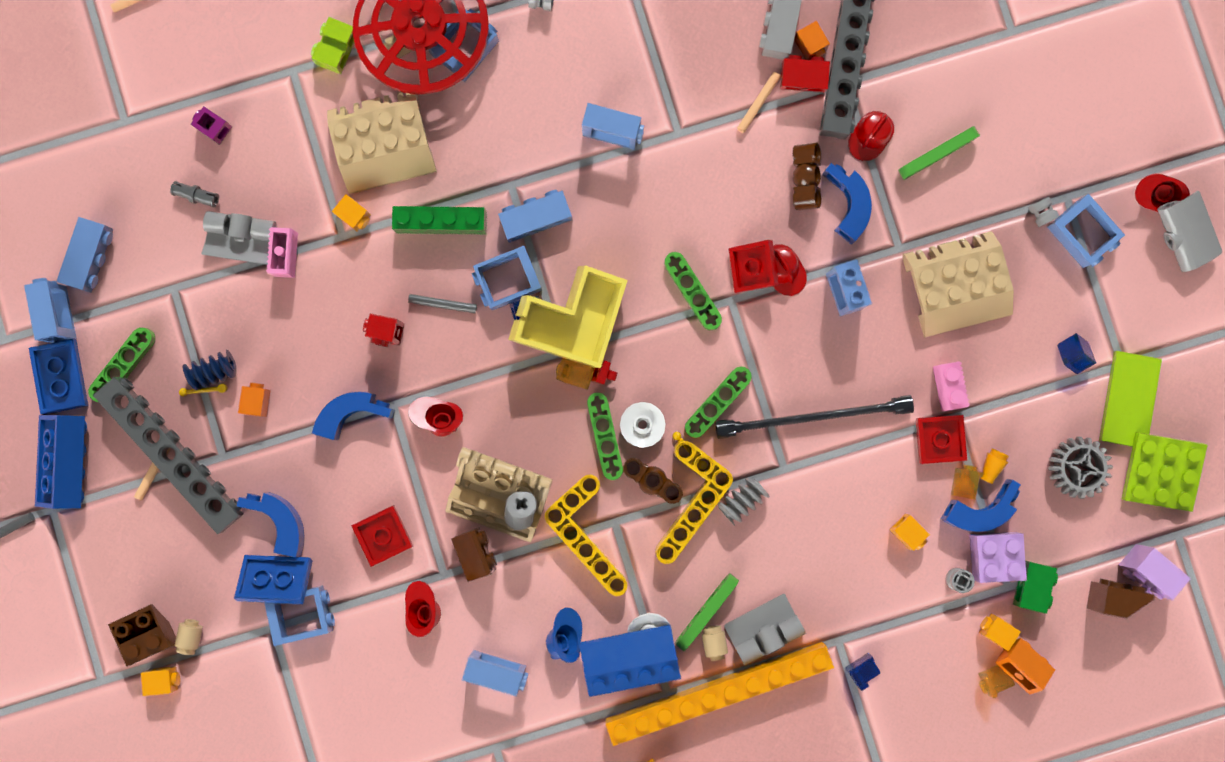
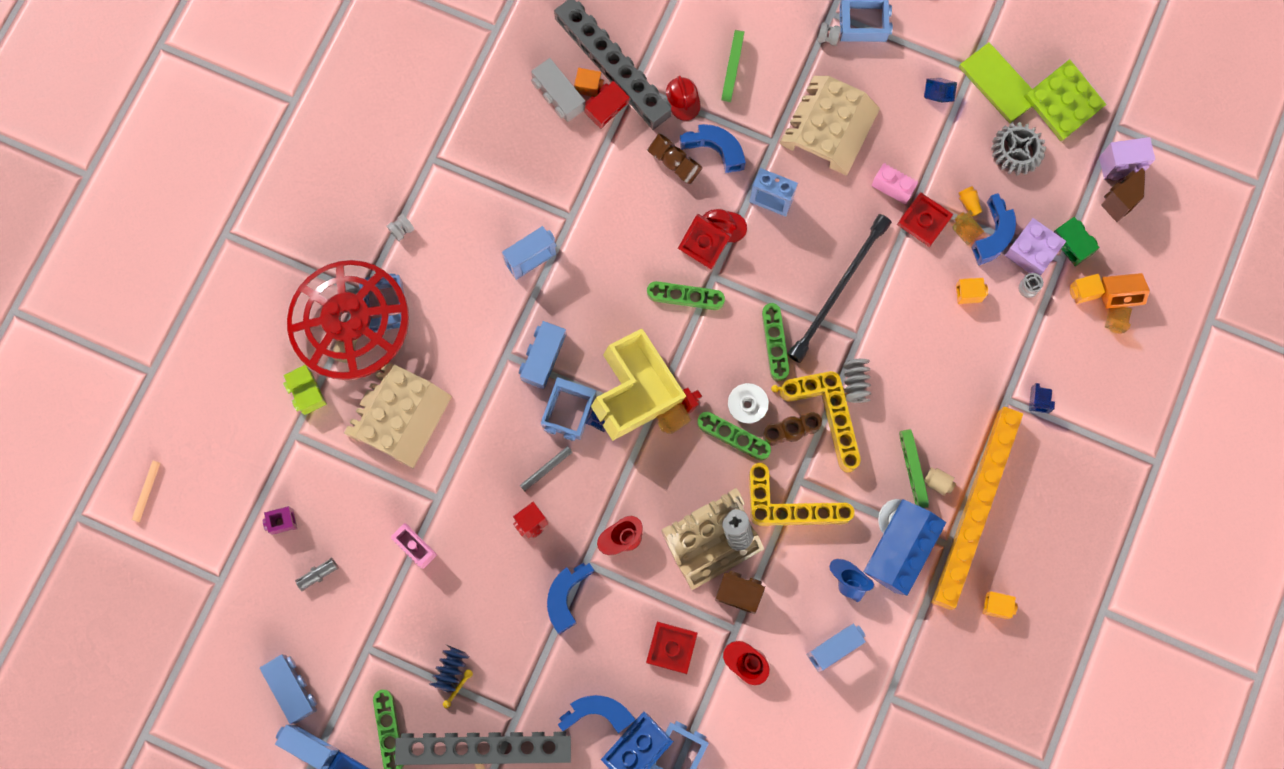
camera: 50 degrees left, 10 degrees down
(237, 237) = (374, 569): light grey panel -> none
(254, 400) = (498, 656): orange brick -> none
(352, 213) = (429, 476): light orange brick -> none
(439, 220) = (488, 420): green brick -> none
(759, 101) = (597, 149): light nougat bar -> none
(764, 629) = (958, 441): light grey panel -> none

